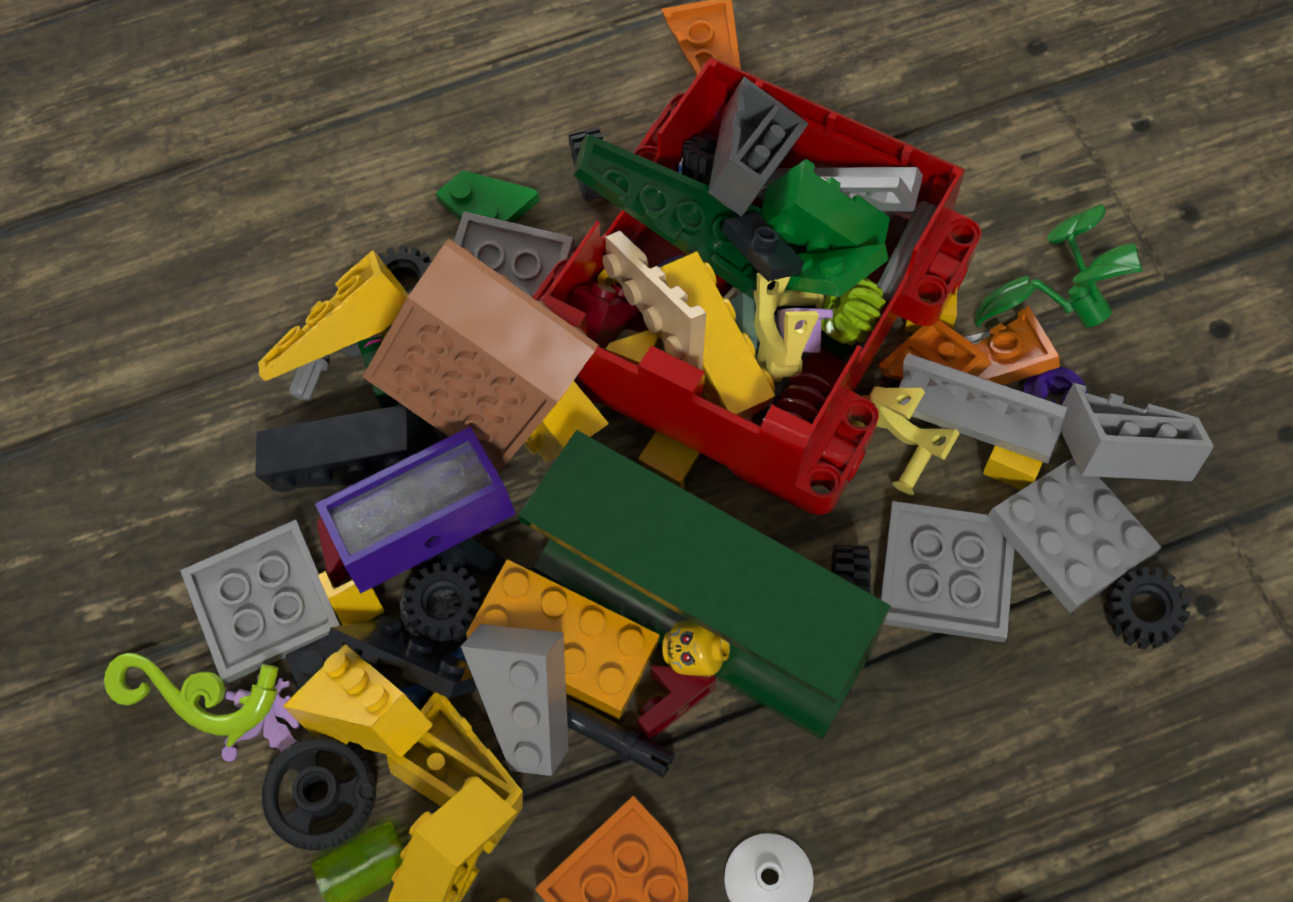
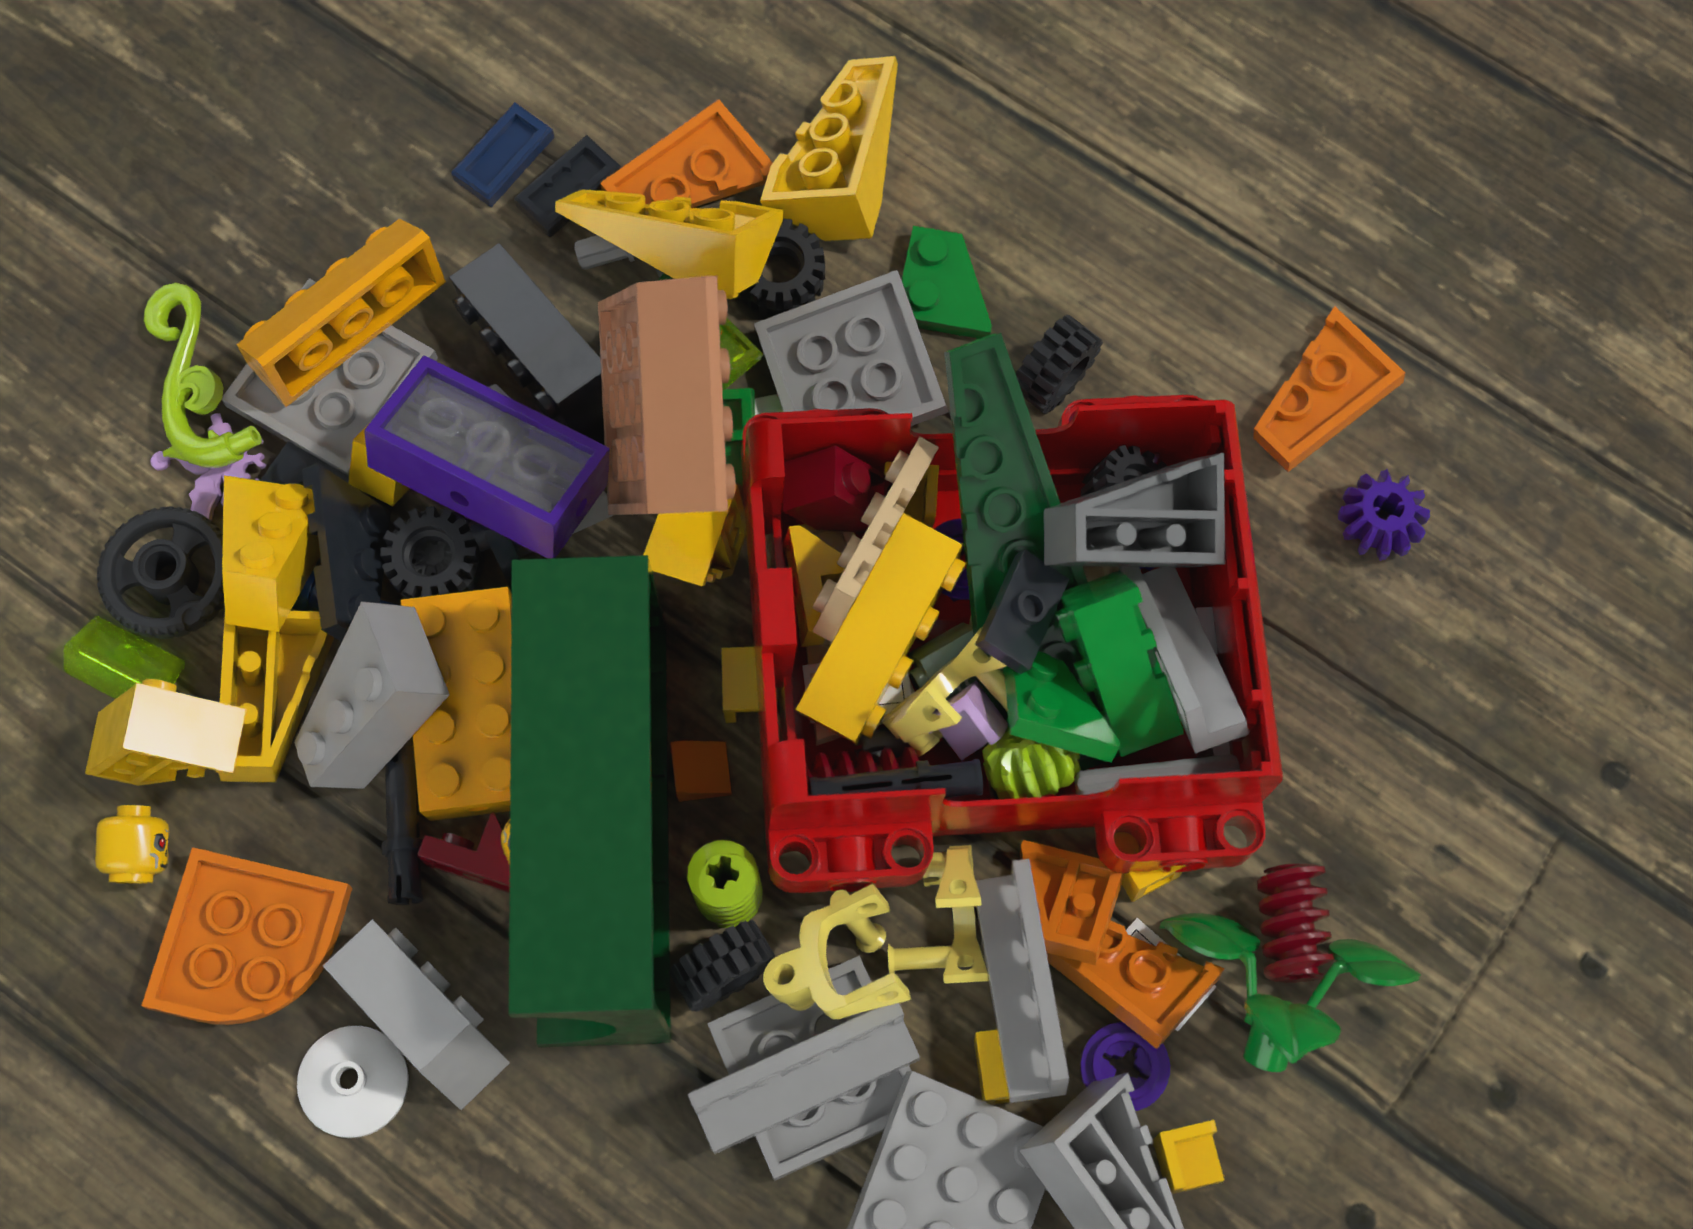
camera: 55 degrees right, 5 degrees up
(189, 402) = (503, 154): none -> dark blue tile
(225, 554) = (343, 310): none -> light orange slope
(244, 386) = (576, 170): none -> black plate
(292, 285) = (697, 161): none -> orange wing
(355, 205) = (840, 159): none -> yellow wedge
(751, 799) = (416, 1013): none -> light grey wedge
(803, 534) = (711, 869): none -> lime piece
(808, 59) = (1401, 526): none -> dark purple gear
(838, 352) = (956, 778): none -> black pin
(890, 525) = (803, 974): none -> light yellow piece
(956, 577) = (804, 1077): none -> light grey fence
(1026, 249) = (1293, 923): none -> dark red piece
(1135, 389) = (1189, 1157): none -> yellow panel

